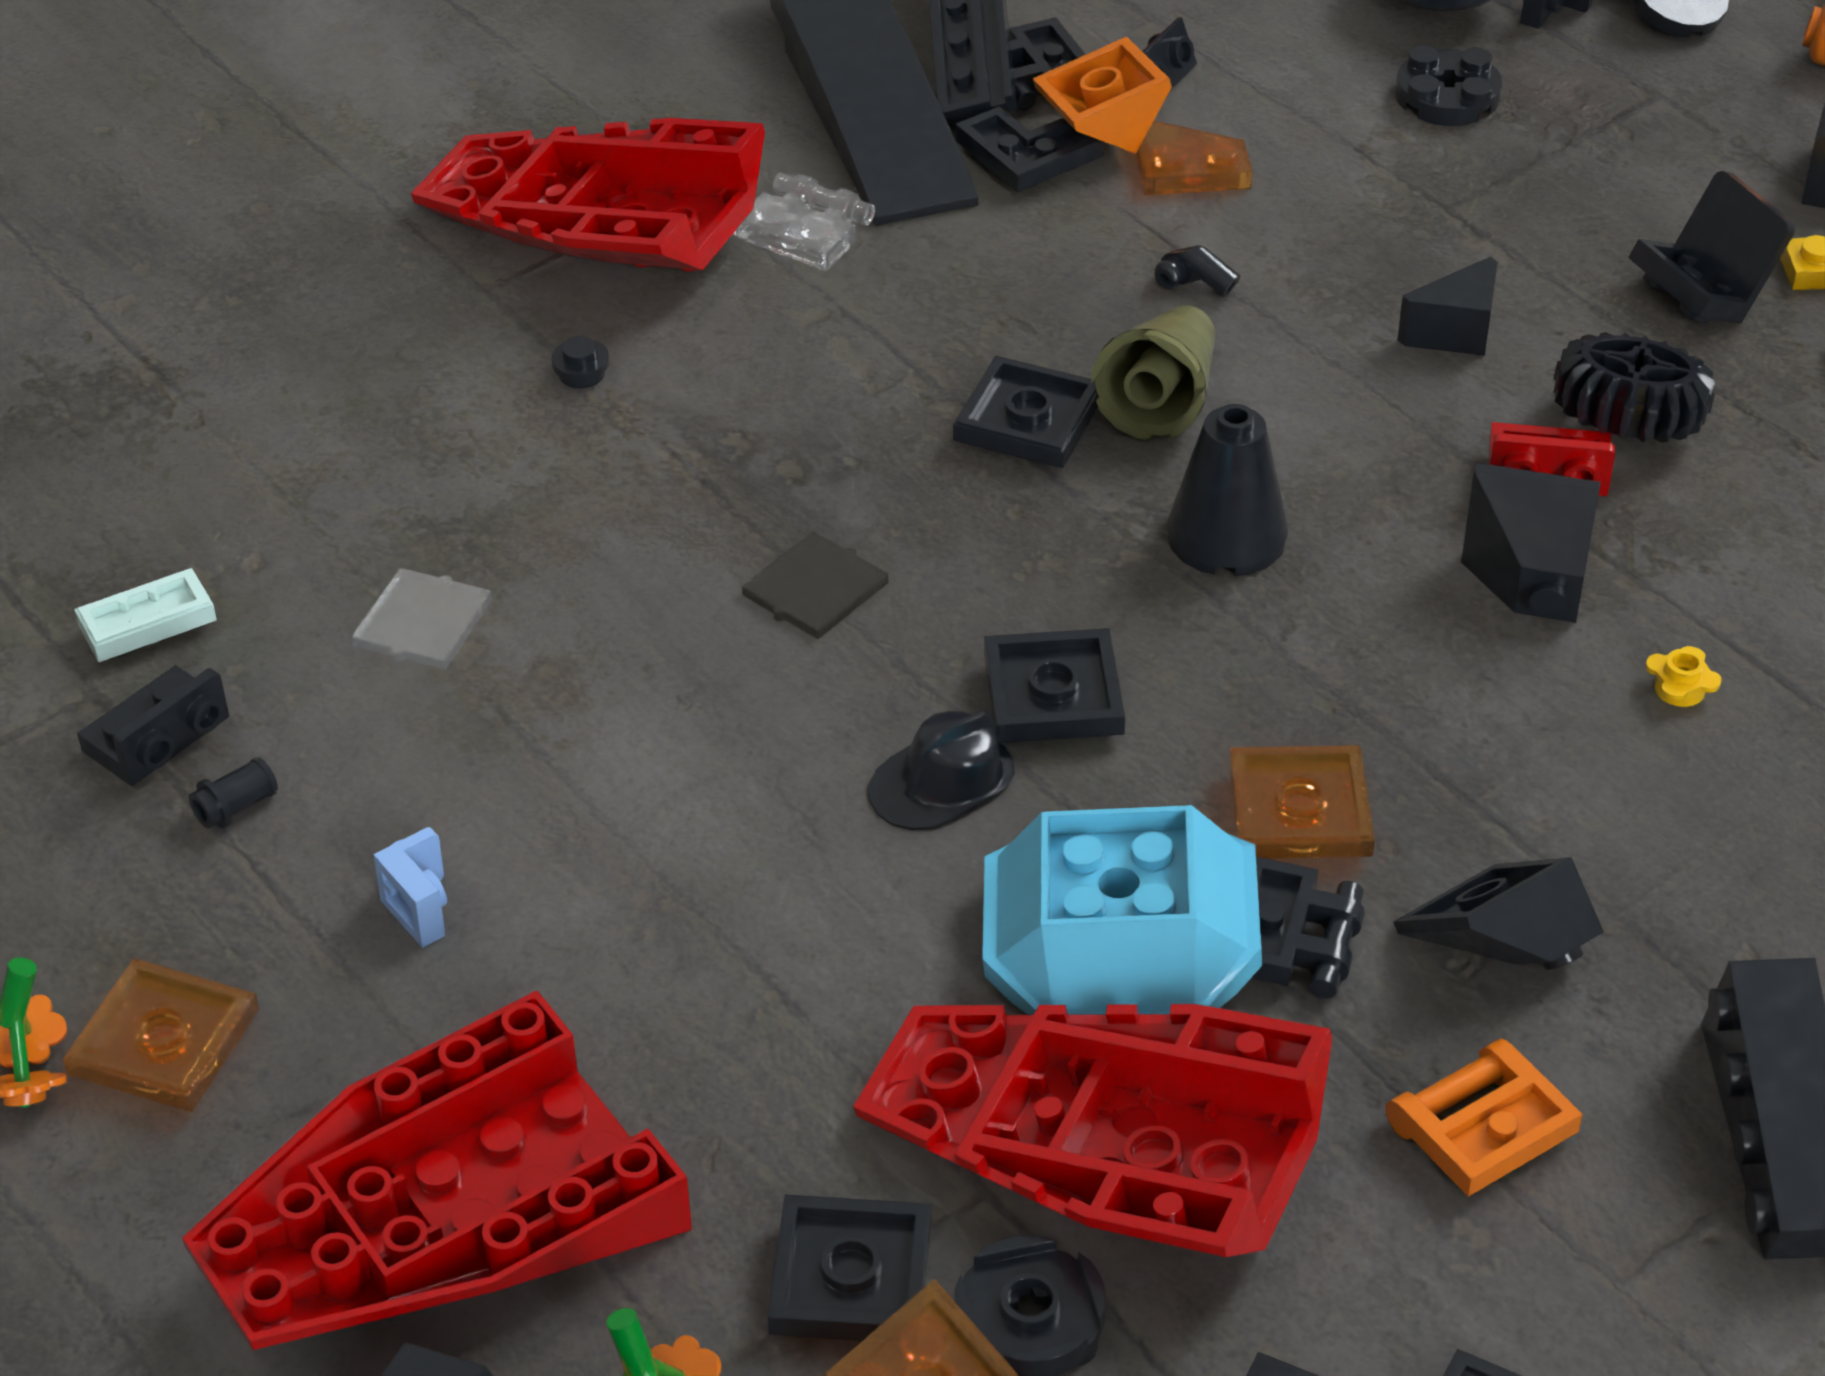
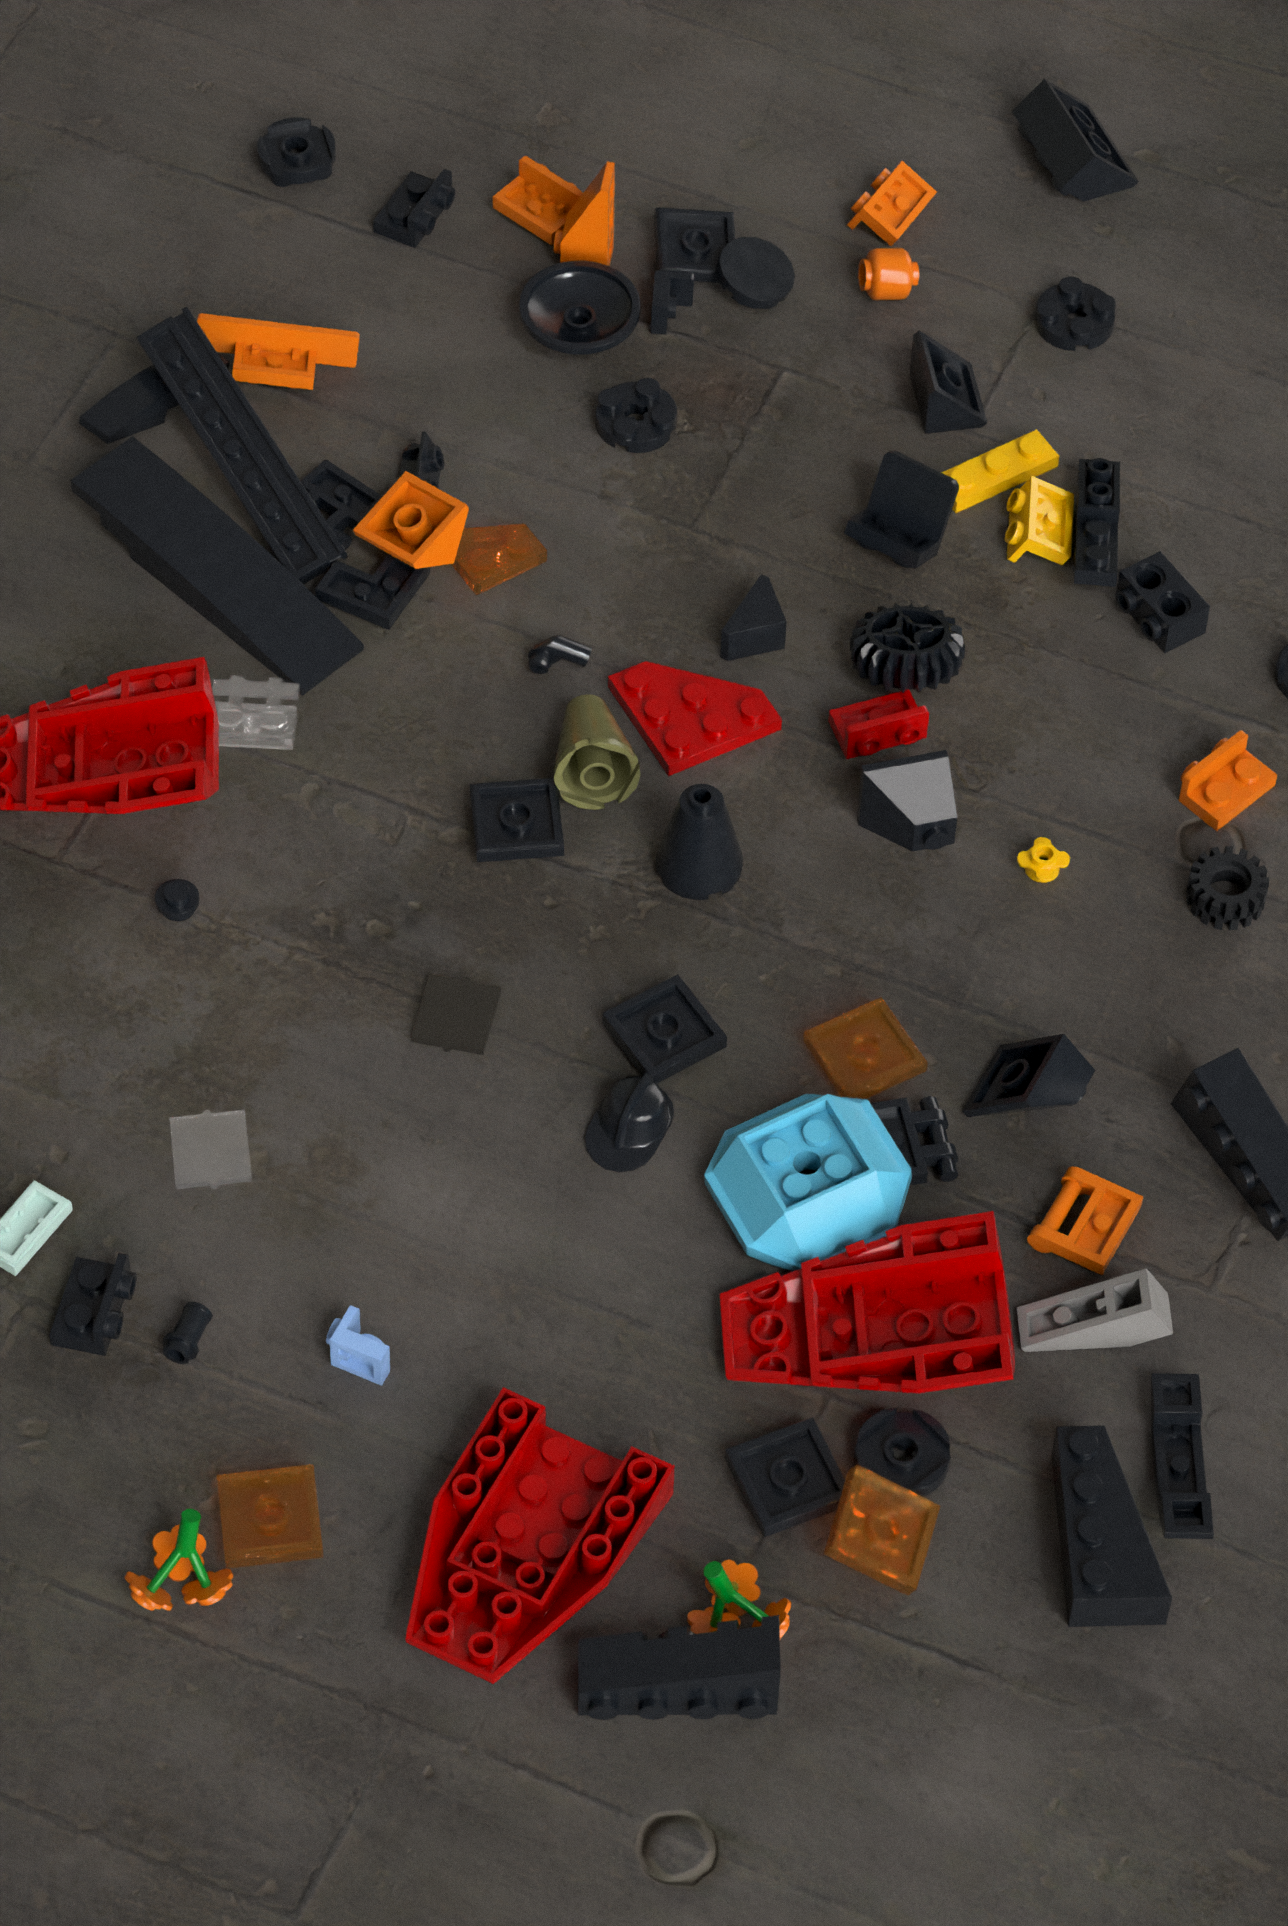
camera: 30 degrees left, 10 degrees up
(1322, 381) = (691, 715): none -> red plate
(1433, 1243) = (1098, 1316): none -> light grey slope

